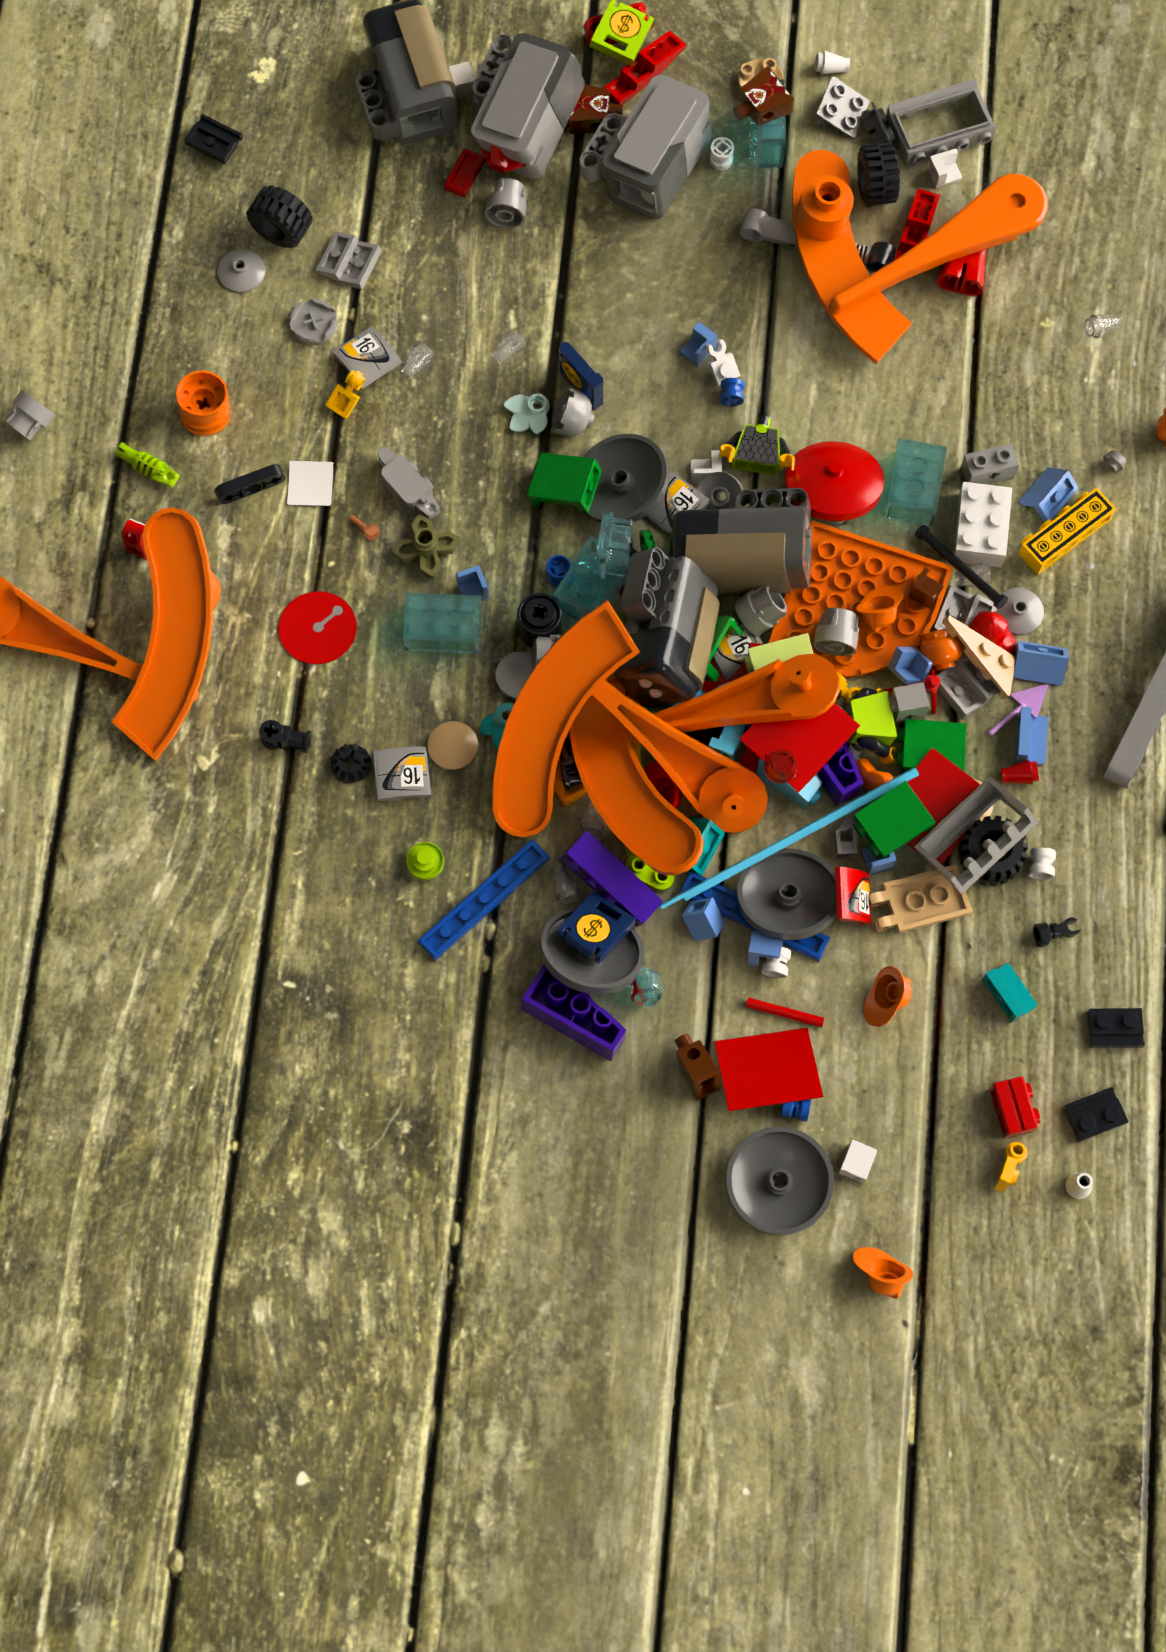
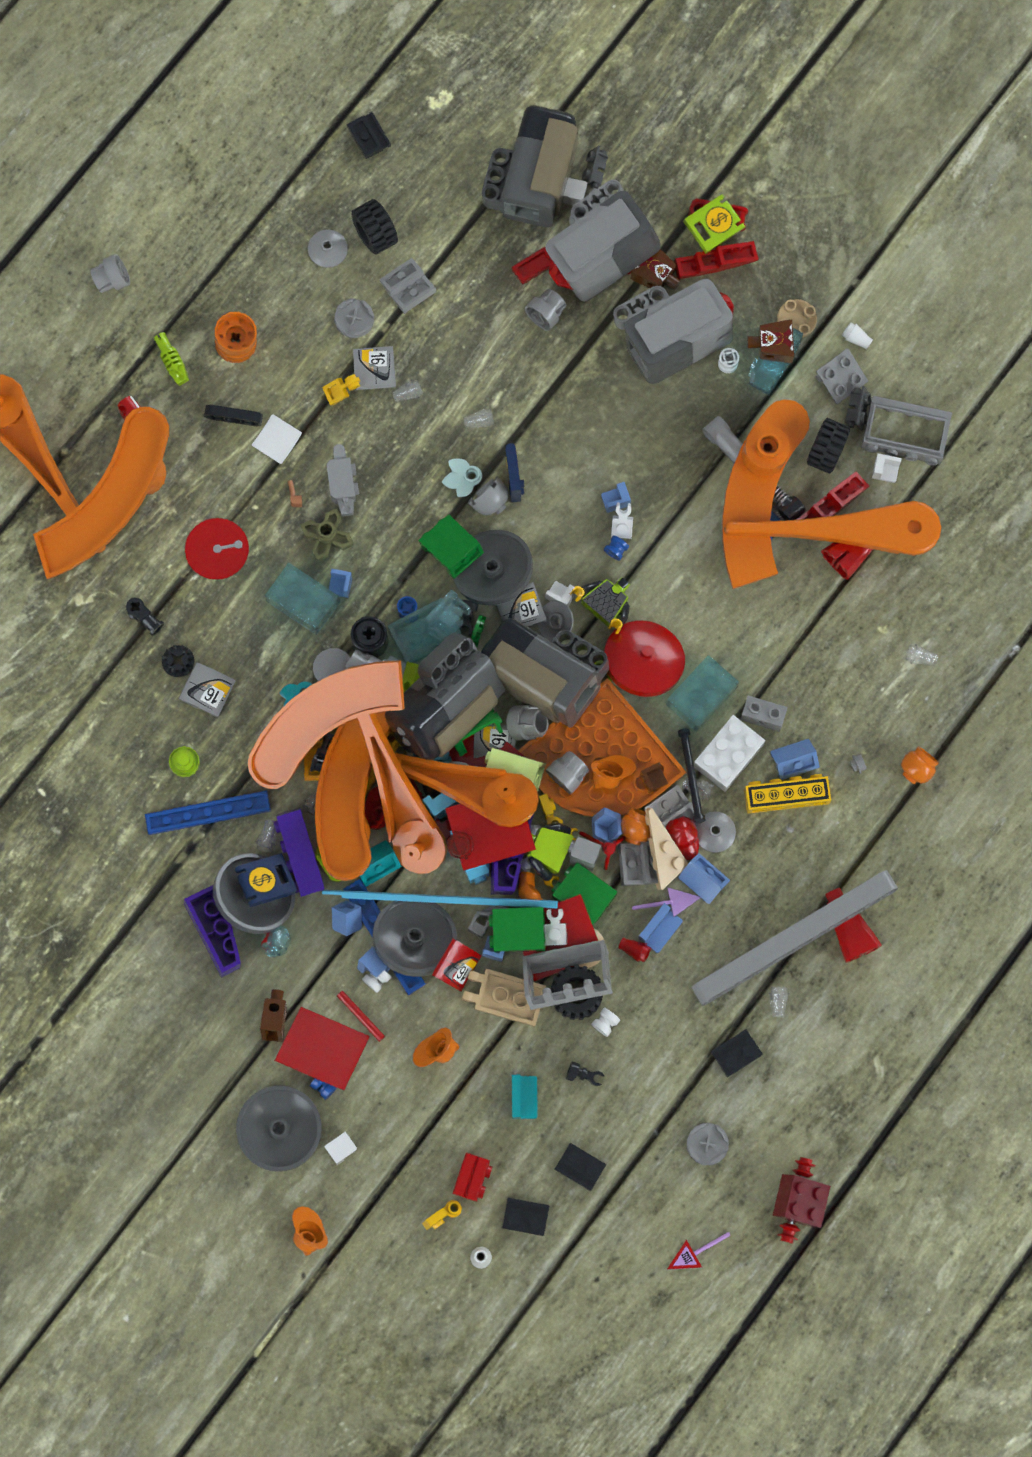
camera: 30 degrees right, 5 degrees up
(452, 745) = (255, 690): tan dish -> none
(461, 41) = (596, 160): none -> dark grey hinge
(931, 799) = (555, 932): none -> white plate

